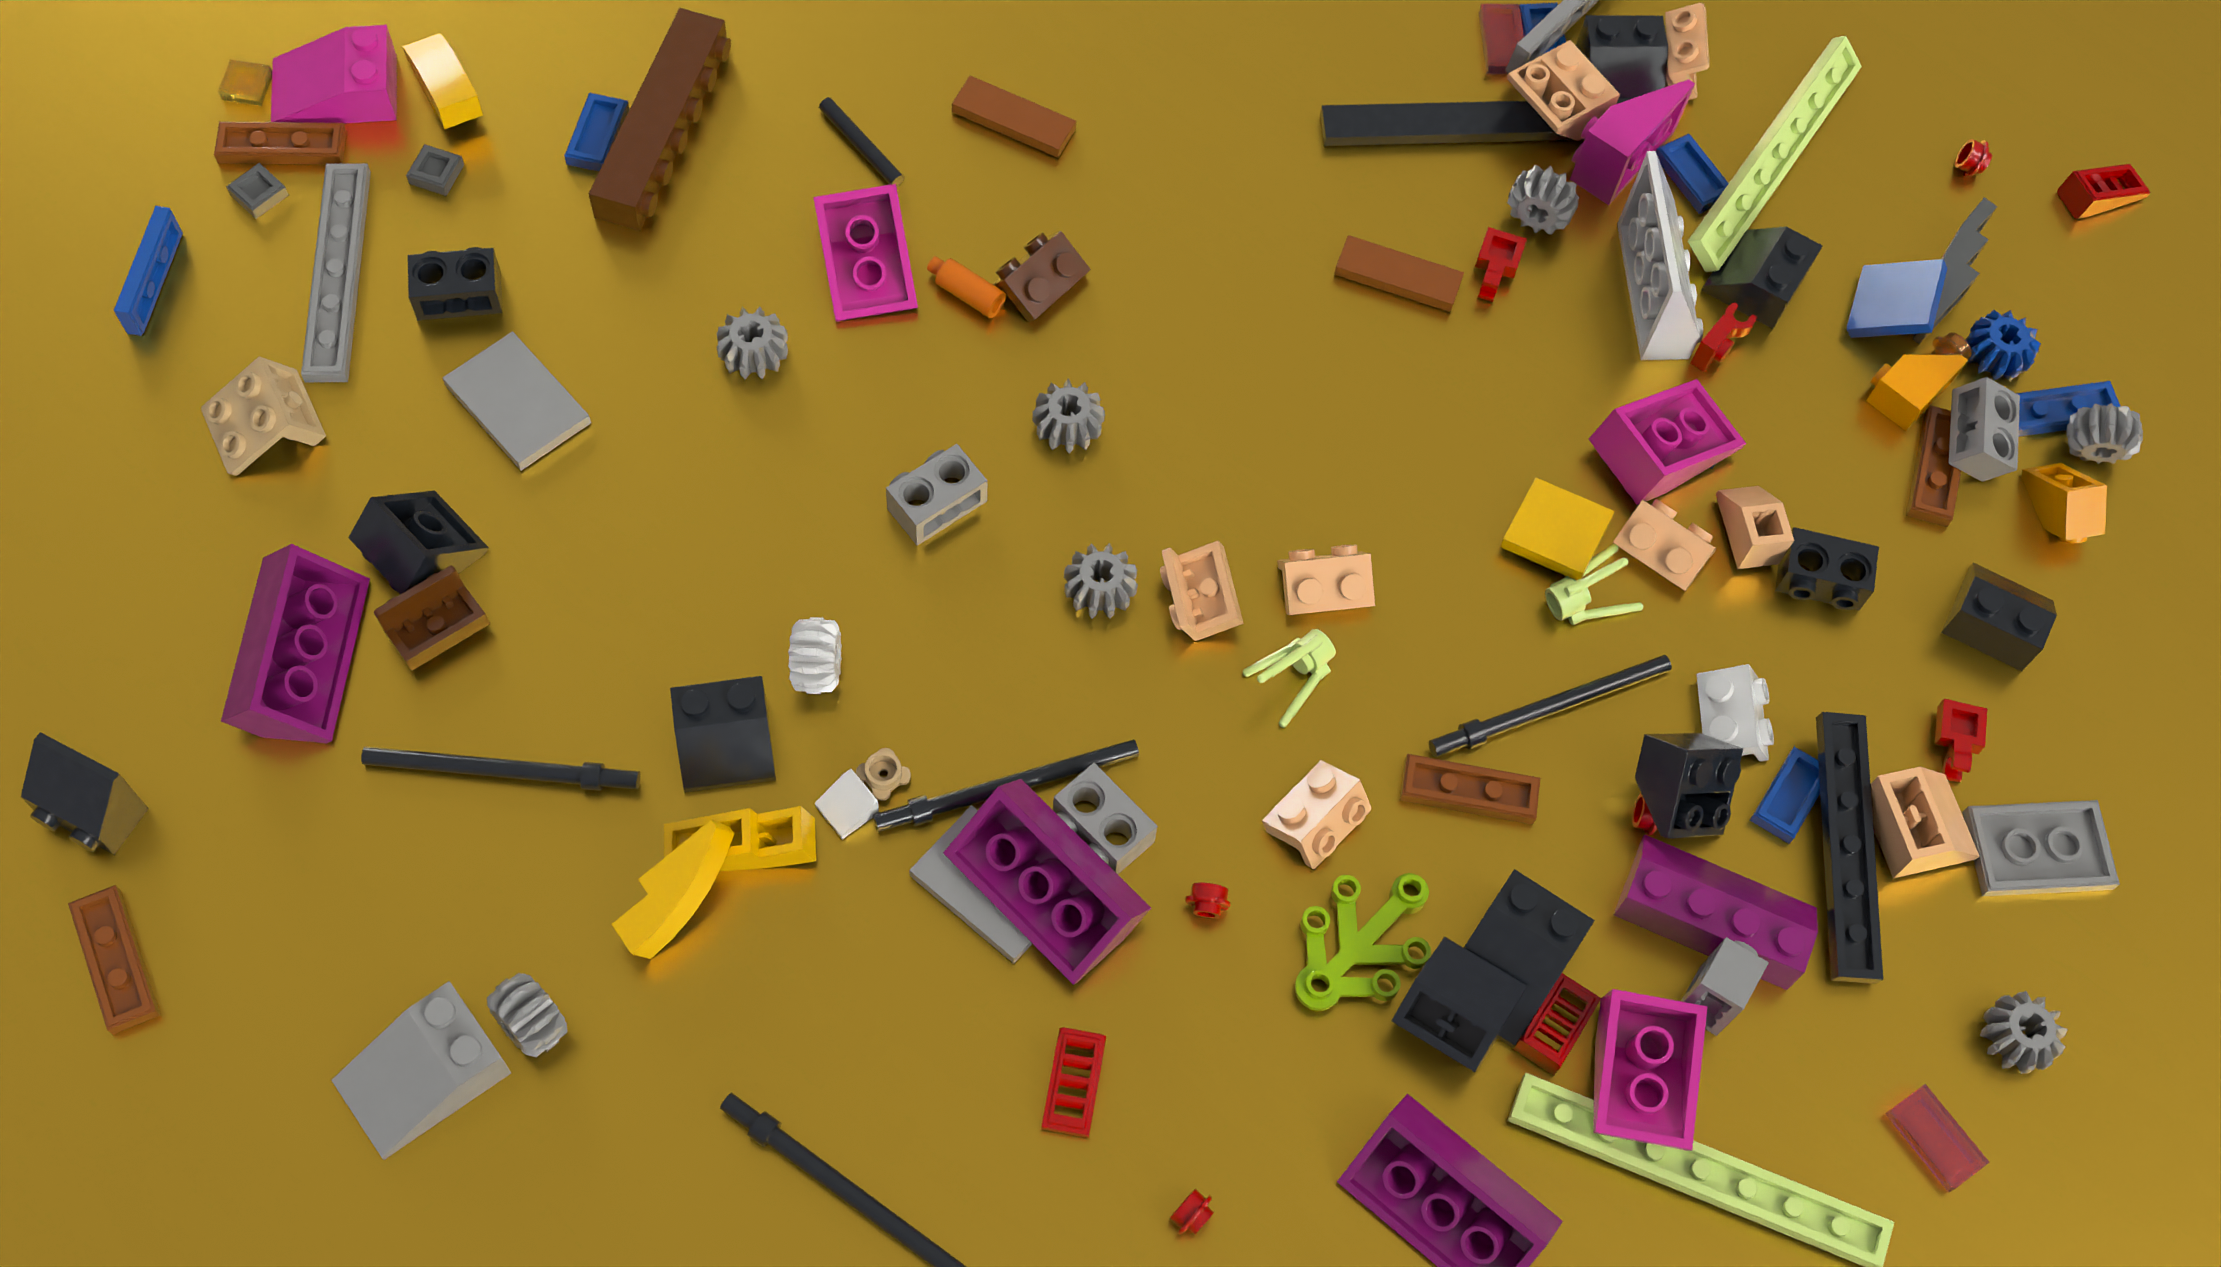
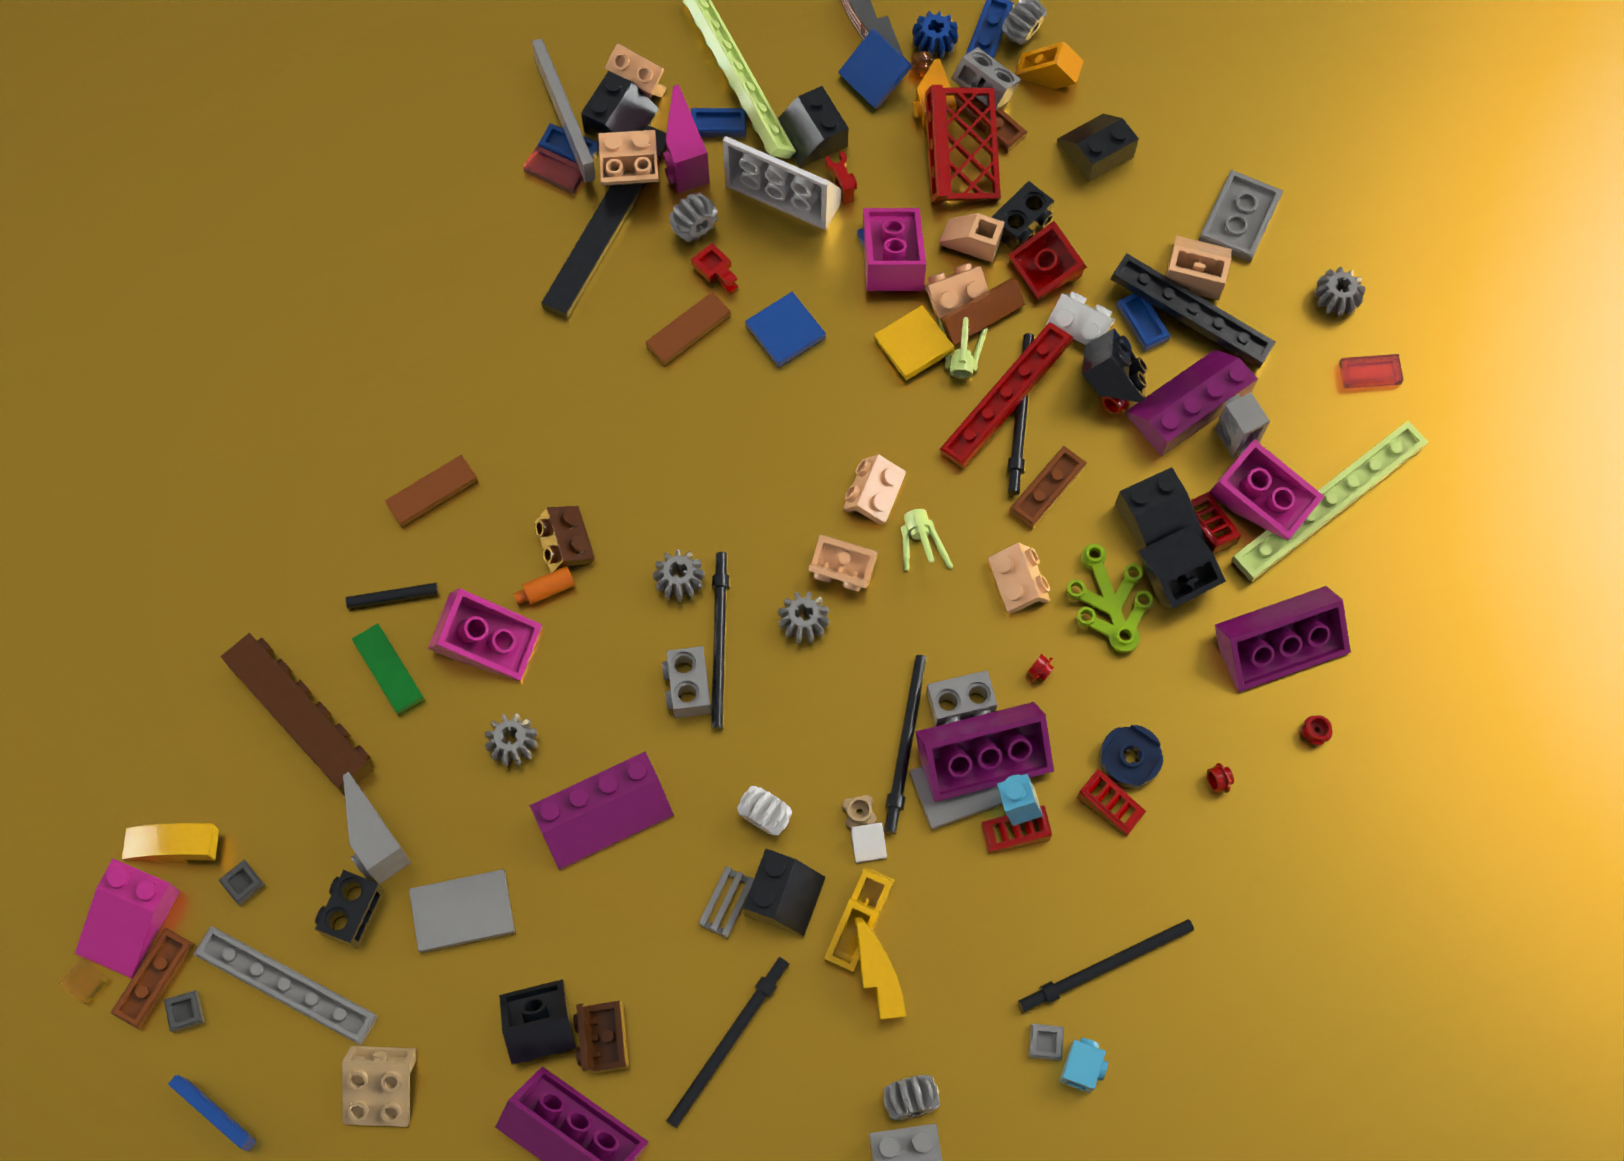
camera: 55 degrees left, 5 degrees up
(552, 250) = (375, 847): none -> light grey slope
(596, 131) = (277, 761): blue tile -> none
(646, 665) = (738, 877): none -> light grey tile
(683, 1220) = (1084, 1065): none -> medium azure brick
(695, 1159) = (1046, 1042): none -> light grey tile
(718, 480) = (602, 810): none -> magenta slope
(768, 182) = (388, 669): none -> green tile
(990, 1007) = (1031, 838): none -> red slope
(999, 950) = (1019, 799): none -> medium azure brick
(1088, 470) = (720, 584): none -> black bar
(1133, 1095) = (1127, 739): none -> dark blue plate
(1473, 377) = (785, 329): none -> blue tile
(1563, 671) = (1006, 395): none -> red tile
(1662, 588) = (983, 310): none -> dark orange tile
(1787, 630) = (1048, 261): none -> red slope
(1850, 414) = (939, 139): none -> red fence
(1963, 731) = (1157, 210): red plate -> none

